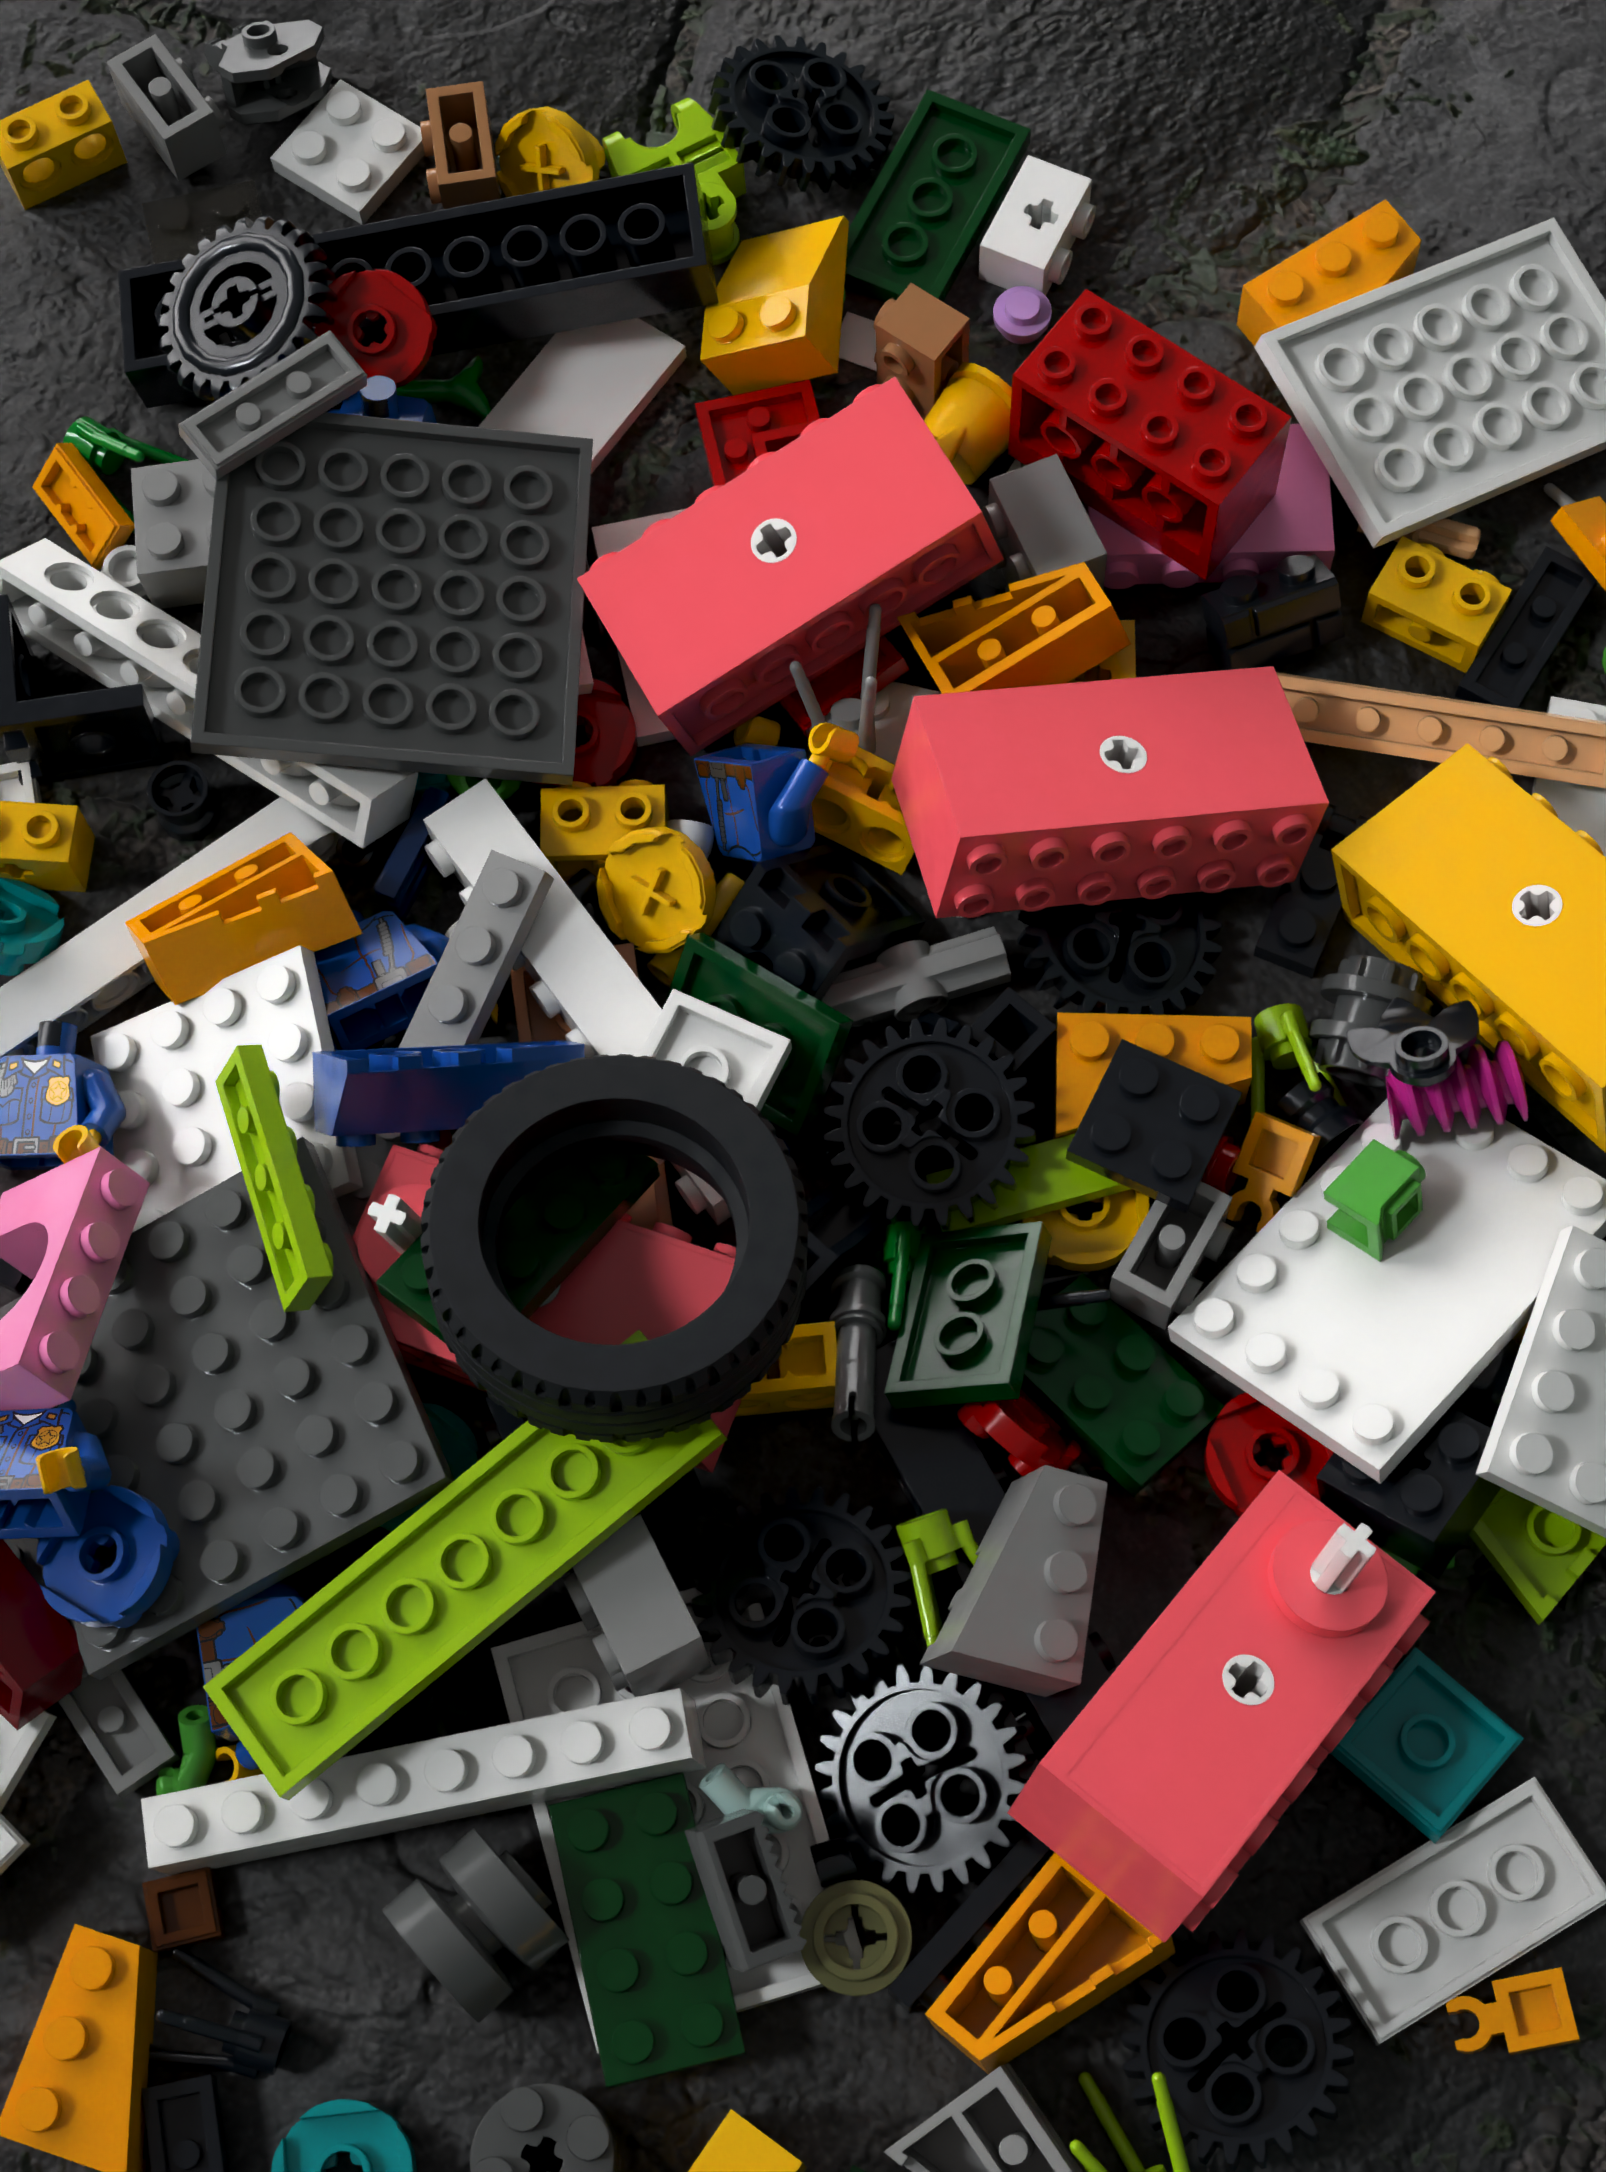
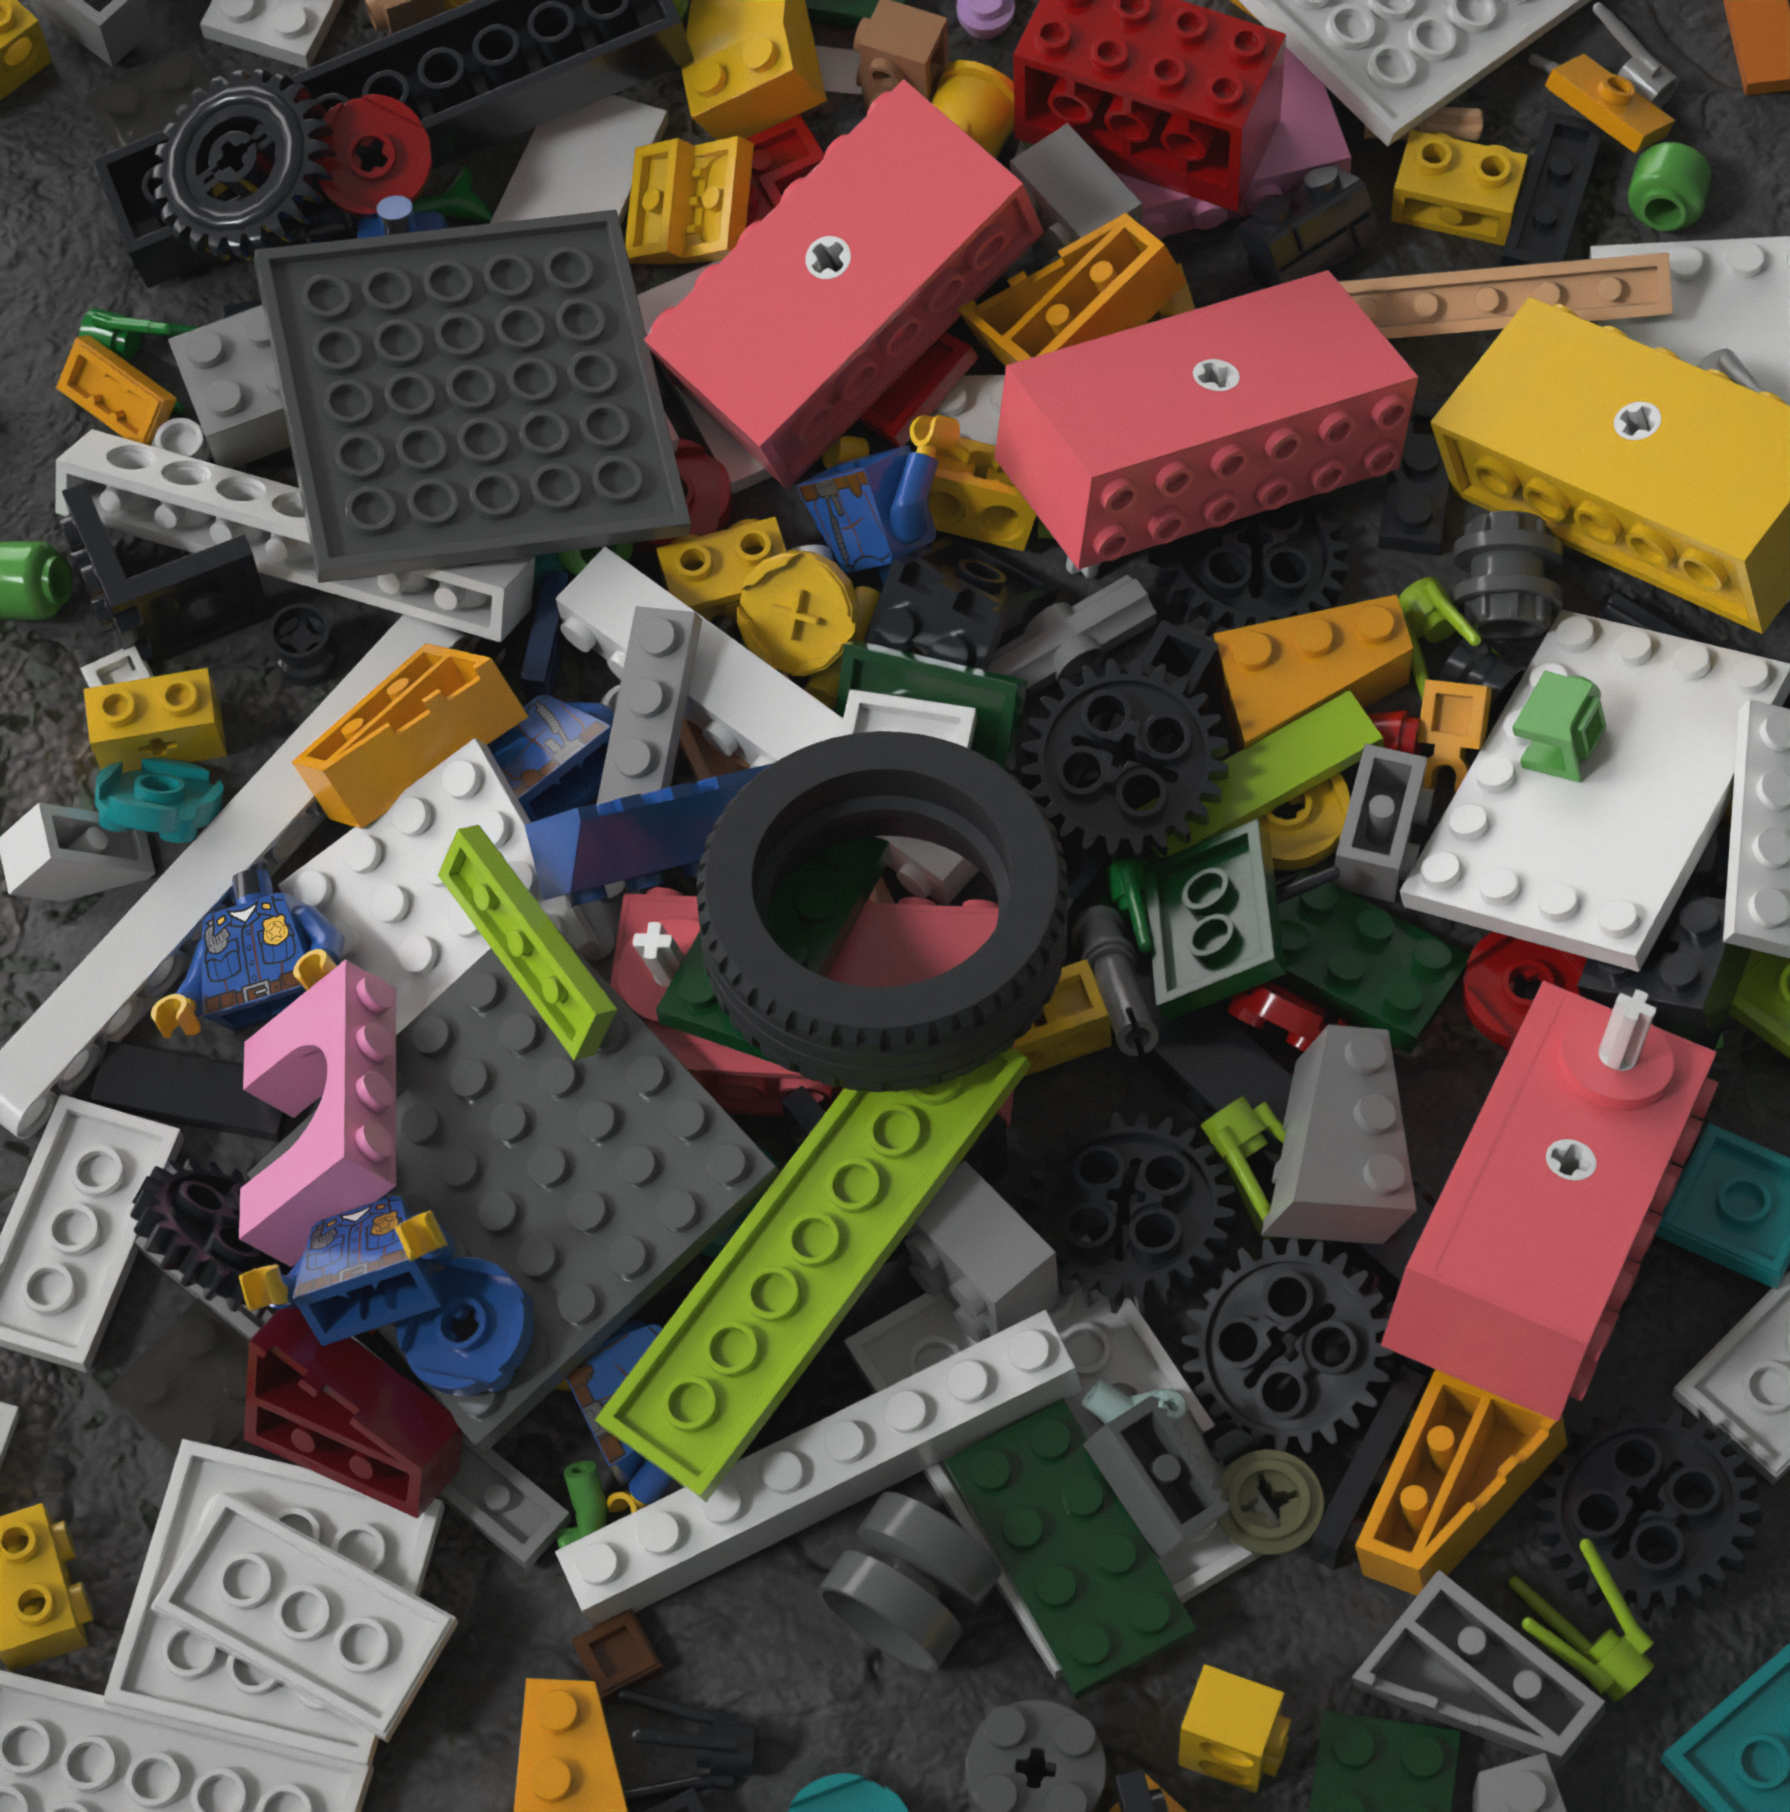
camera: 15 degrees left, 5 degrees down
(272, 405) = (304, 241): light grey tile -> none
(676, 441) = (688, 200): none -> yellow slope
(849, 713) = (952, 382): light grey plant -> none
(1153, 1125) = (1336, 709): black plate -> none
(1415, 1044) = (1560, 576): black plate -> none
(1466, 1090) = (1605, 609): dark pink piece -> none

